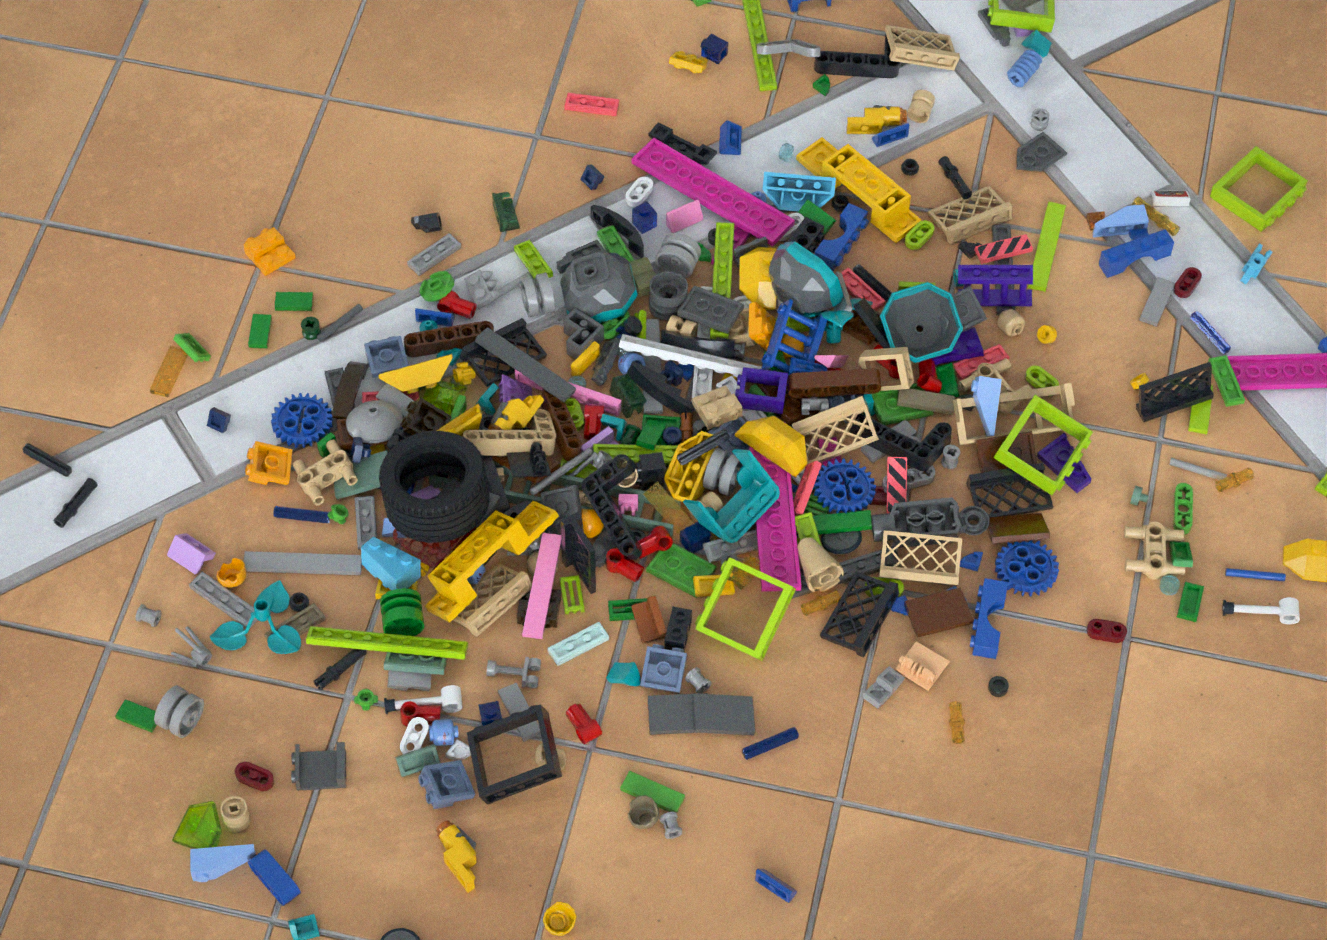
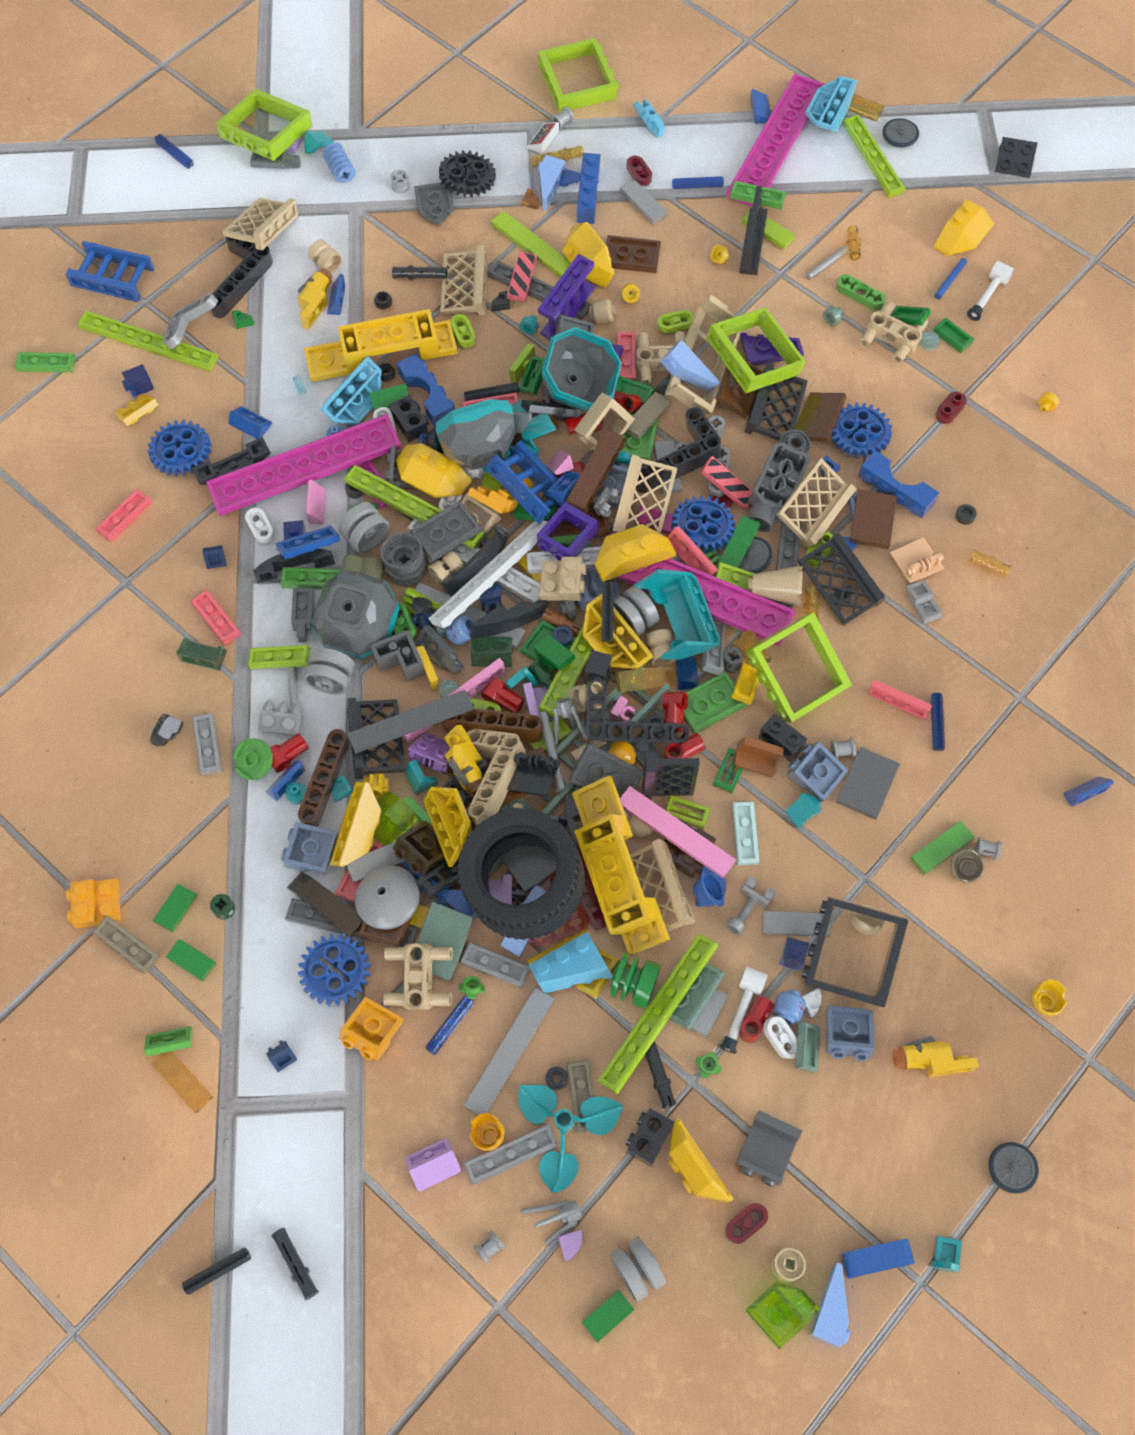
camera: 60 degrees left, 10 degrees up
(178, 668) = (570, 1244): none -> lavender tile
(248, 285) = (126, 944): none -> dark tan tile
(280, 719) = (694, 1167): none -> yellow wedge
(285, 687) = (654, 1139): none -> black brick
(323, 451) = (382, 964): green tile -> none
(341, 321) = (232, 876): dark grey bar -> none
(359, 449) = (415, 929): dark blue tile -> none
(509, 635) = (709, 889): none -> blue piece
(542, 206) = (215, 617): none -> coral tile
(586, 728) = (846, 871): red piece -> none
(638, 224) = (307, 542): none -> blue plate
(673, 106) = (175, 443): none -> blue gear
(723, 714) = (891, 745): dark grey tile -> none
(770, 703) = (899, 699): none -> coral tile
(1057, 282) = (586, 242): none -> yellow wedge
(1084, 161) = (456, 168): none -> black gear
(1093, 318) = (633, 253): none -> reddish brown tile
(1165, 704) = (1048, 402): none -> yellow tile
(1201, 200) = (563, 117): none -> light grey bush

